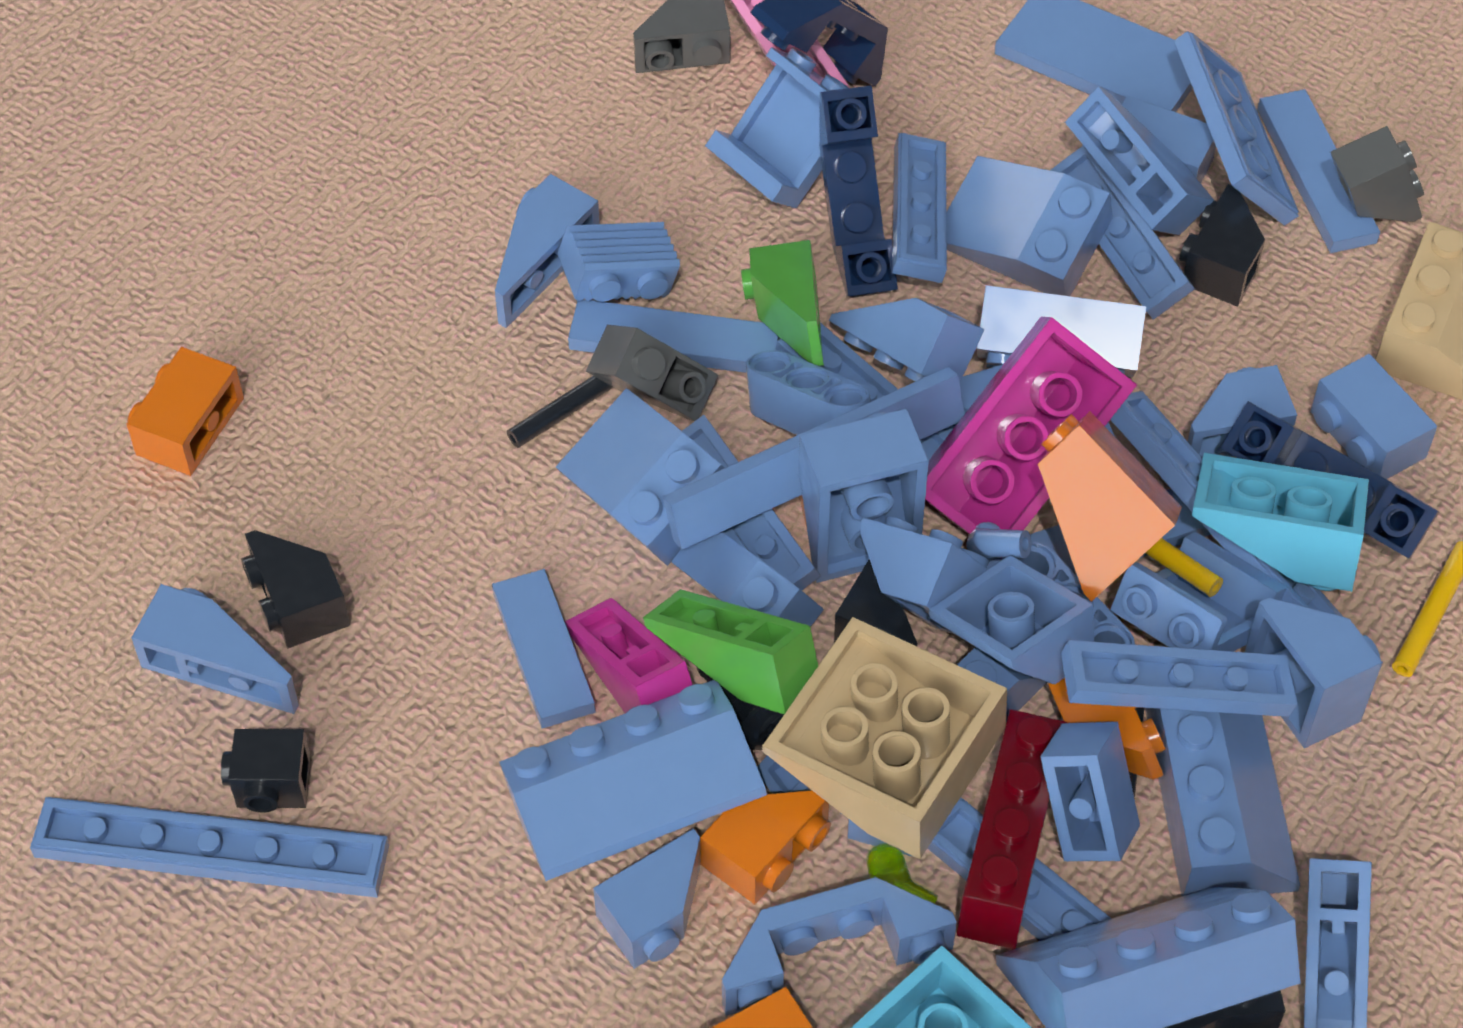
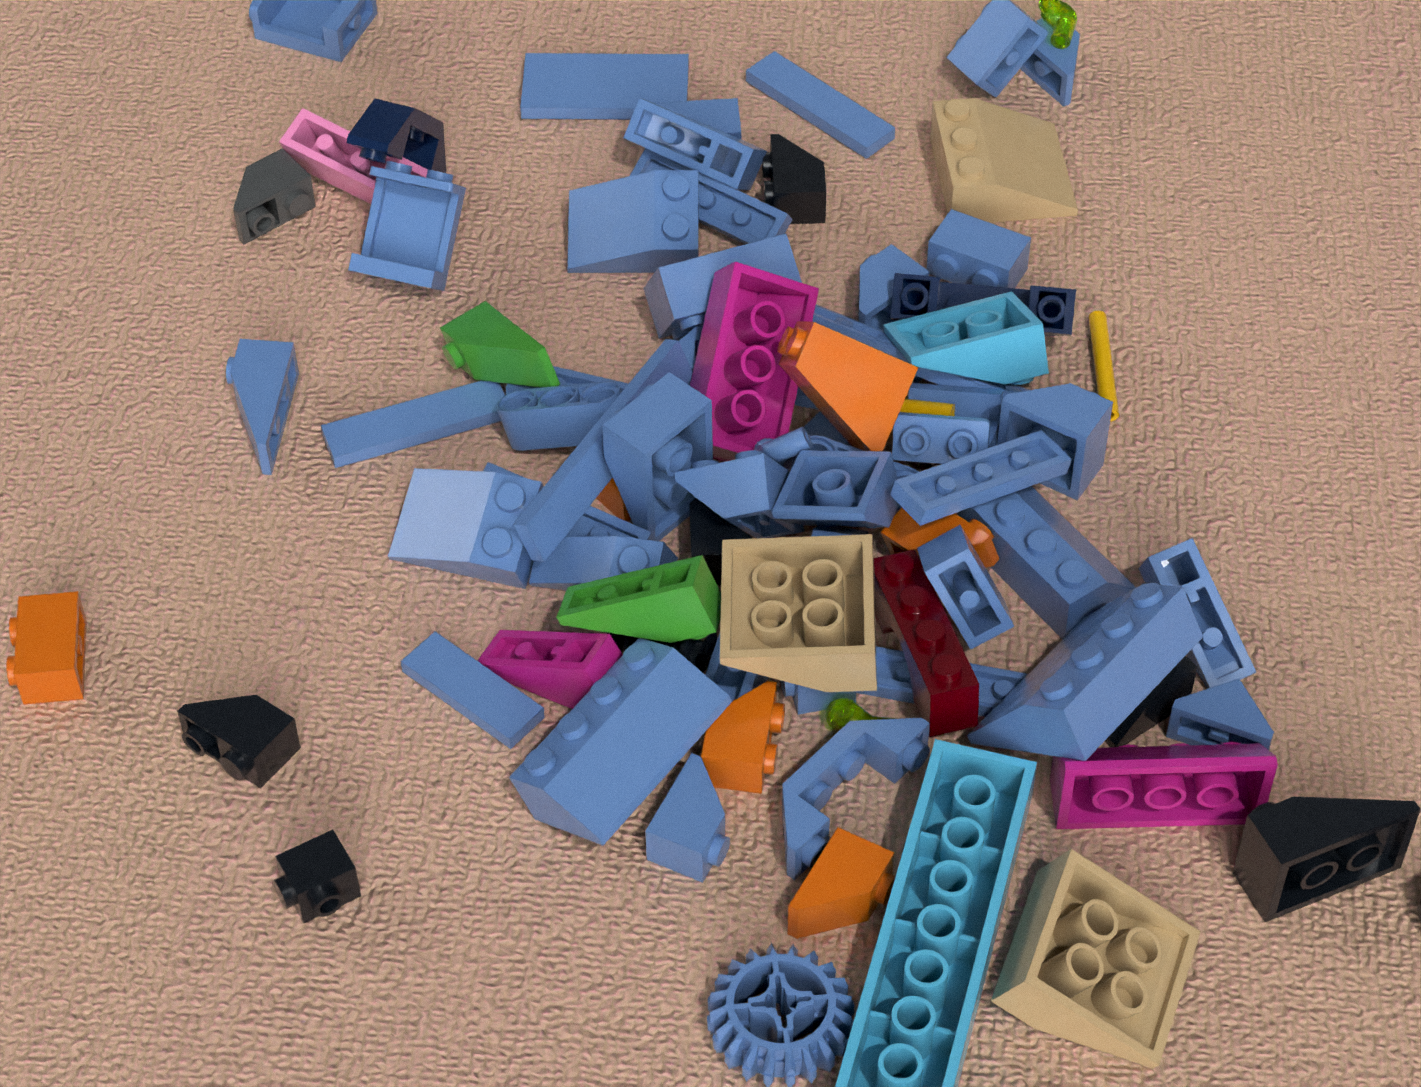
camera: 30 degrees left, 5 degrees down
(201, 644) = (203, 812): medium blue slope -> none
(210, 847) = (302, 961): medium blue tile -> none
(557, 411) = (368, 501): black piece -> none
(618, 261) = (338, 381): medium blue brick -> none
(651, 371) = (415, 442): dark grey slope -> none
(852, 191) = (489, 254): dark blue slope -> none
(912, 336) = (615, 331): medium blue slope -> none
(919, 208) = (548, 247): medium blue tile -> none
(1236, 128) = (748, 94): medium blue tile -> none
(1379, 177) = (875, 85): dark grey slope -> none

